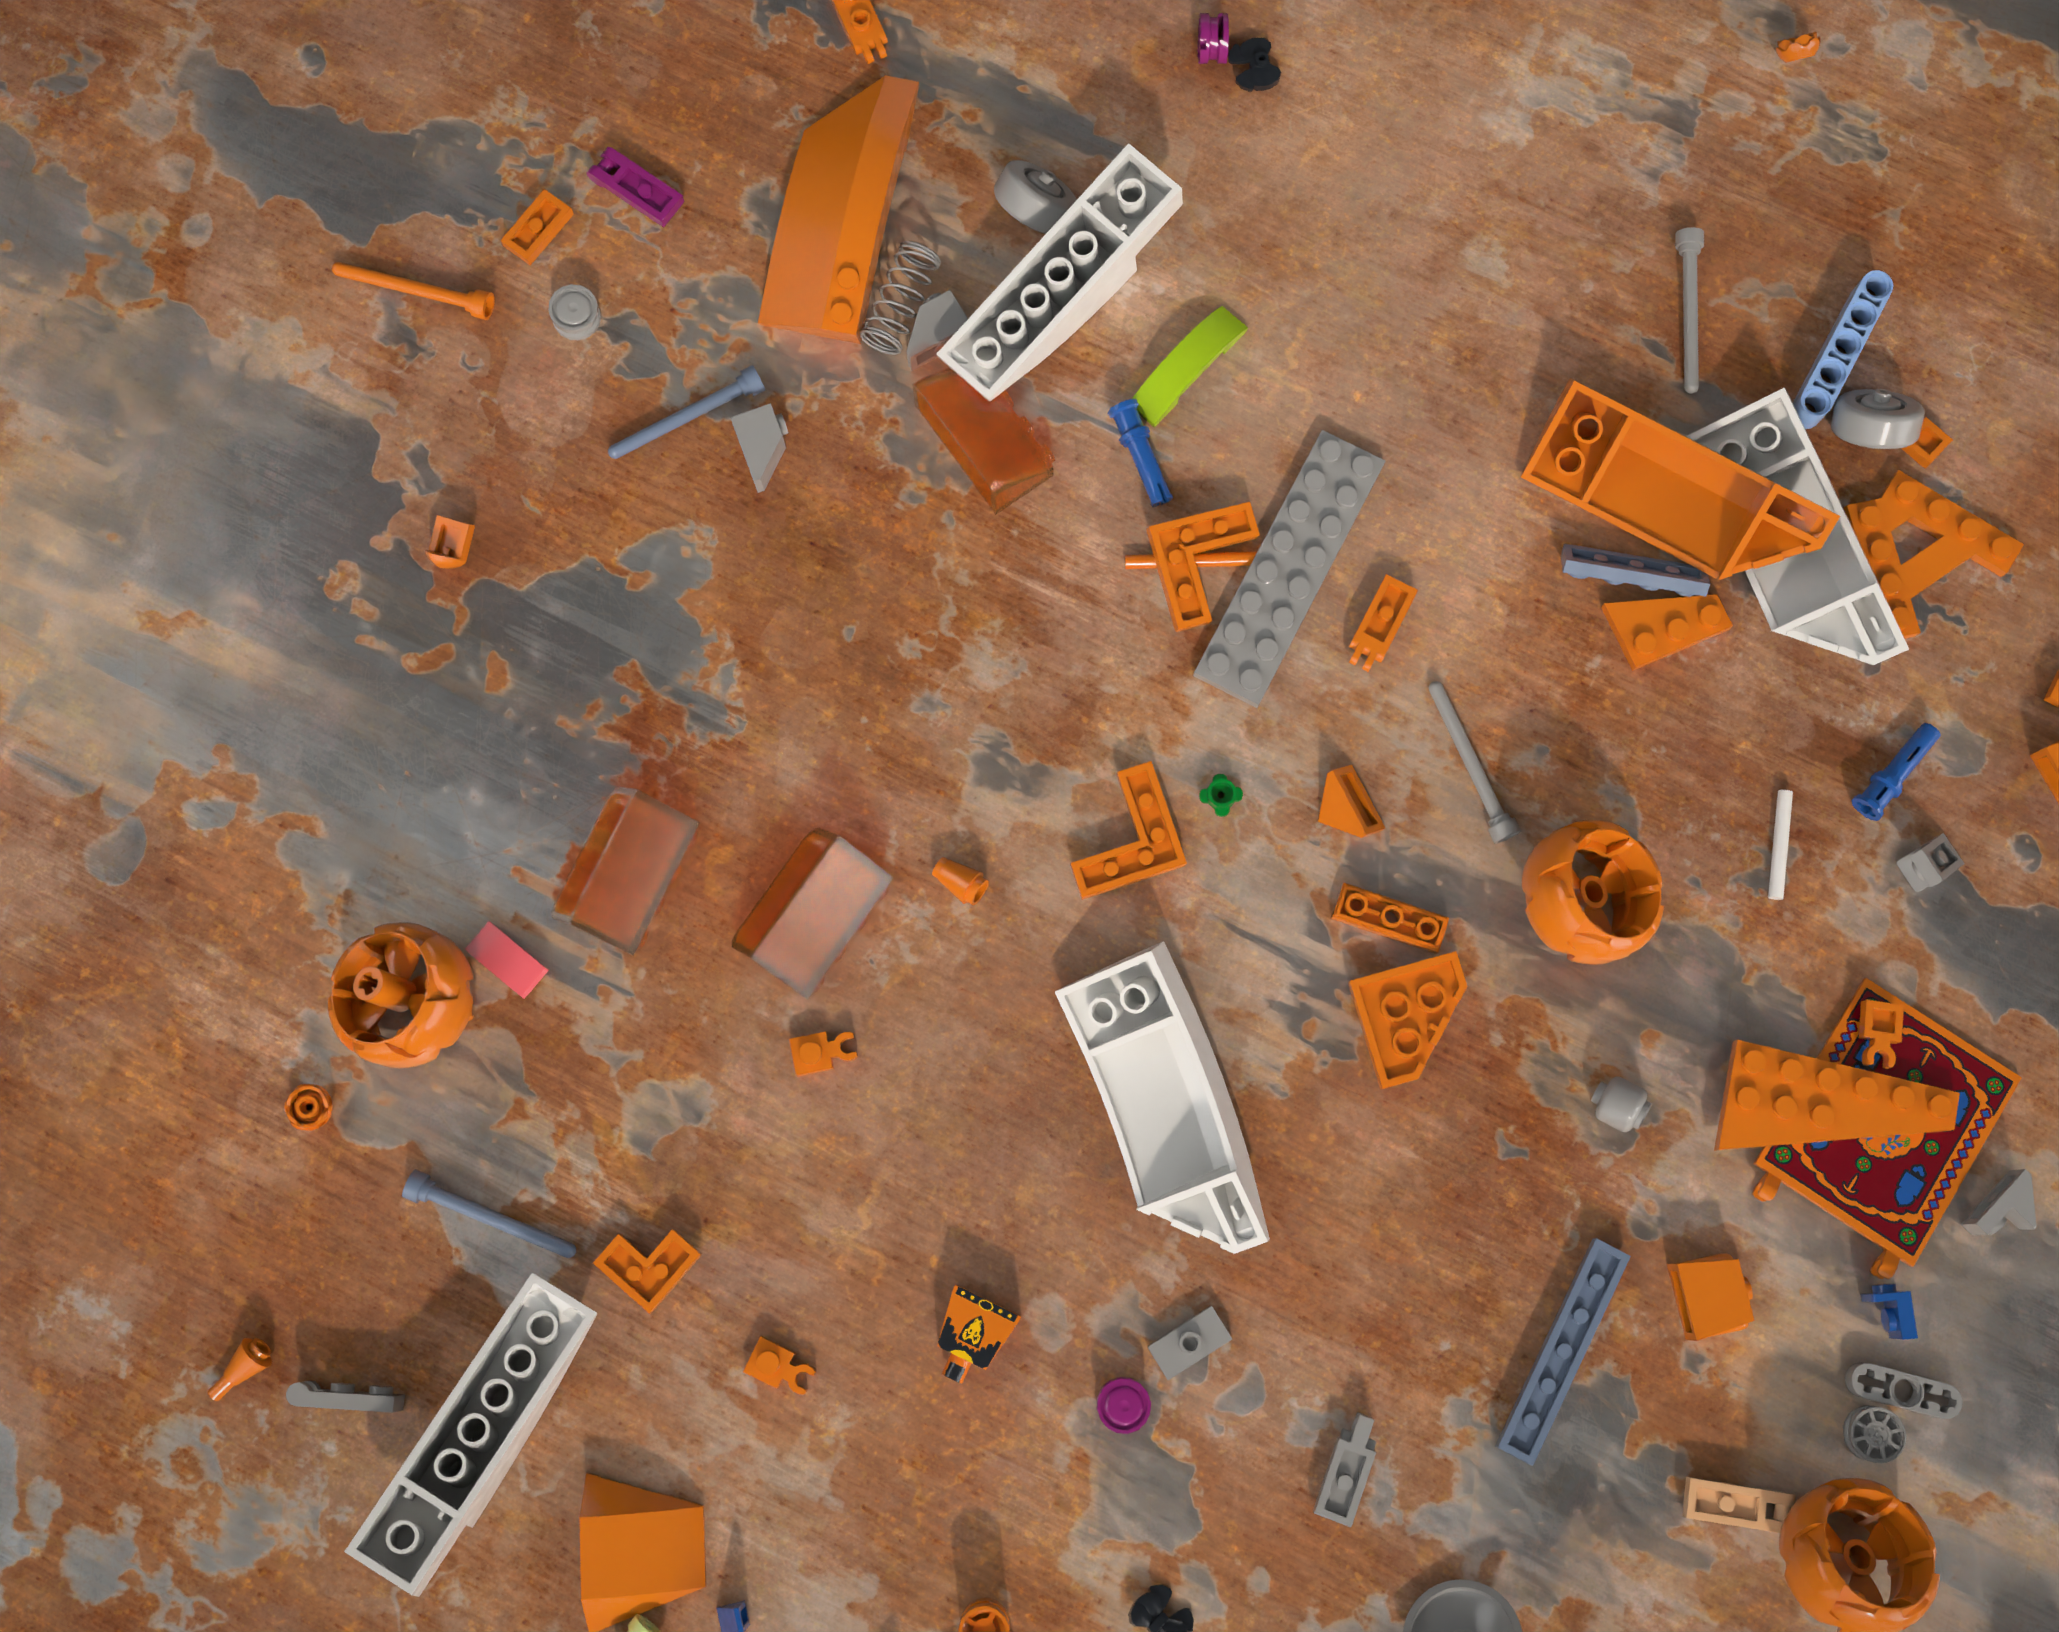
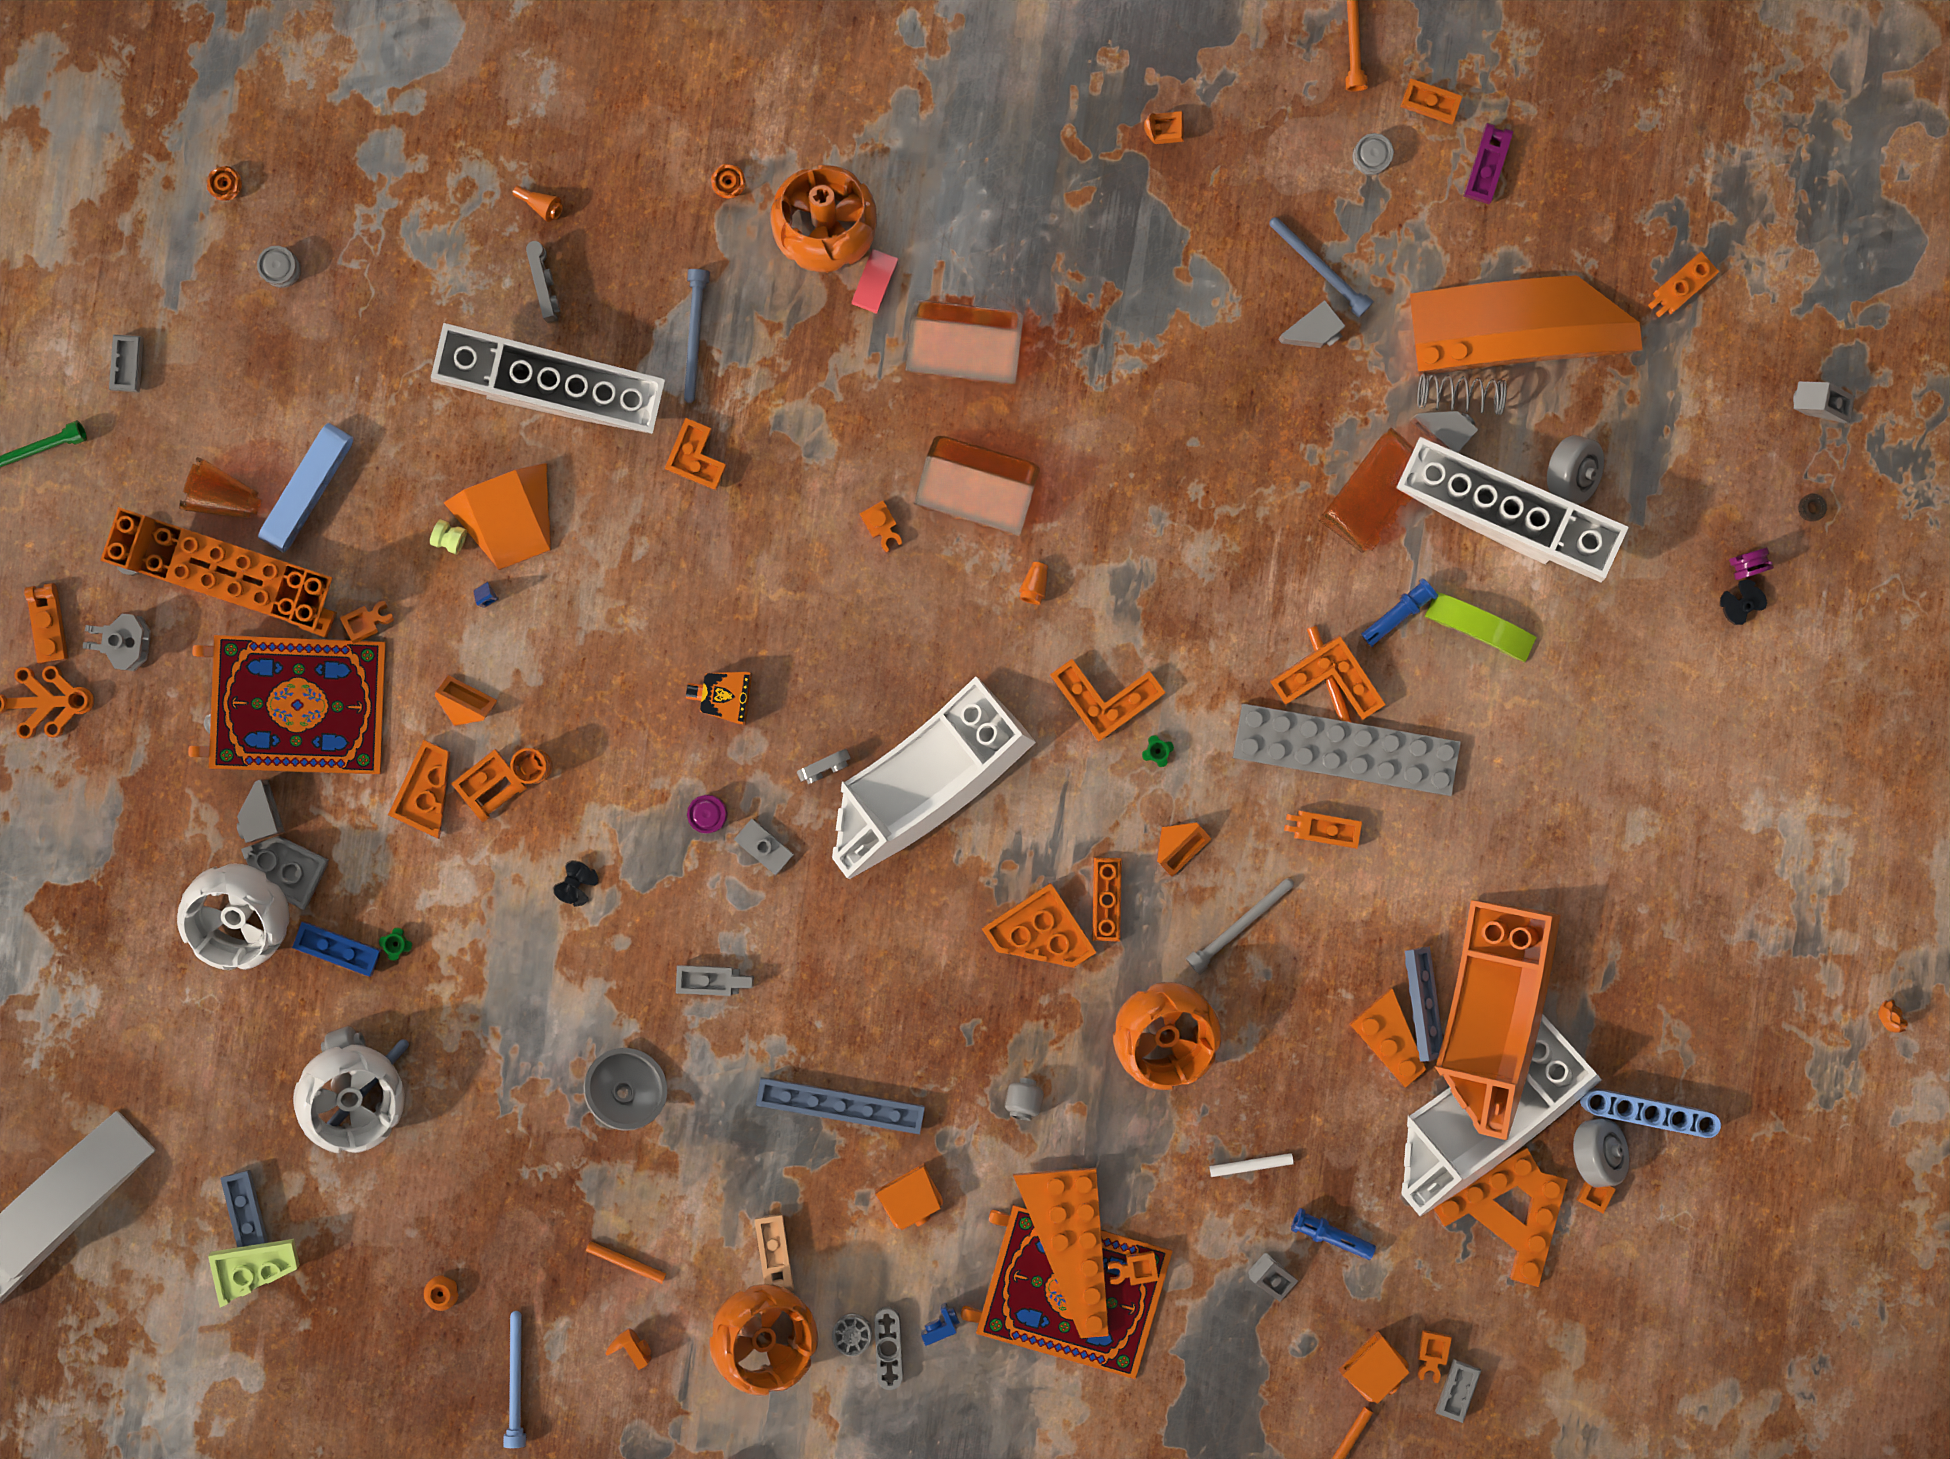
camera: 70 degrees right, 10 degrees up
(773, 1363) = (657, 564): orange plate -> none
(1111, 1243) = (813, 772): none -> light grey plate
(1689, 244) = (1699, 976): light grey piece -> none
(2009, 1198) = (1045, 1389): light grey slope -> none

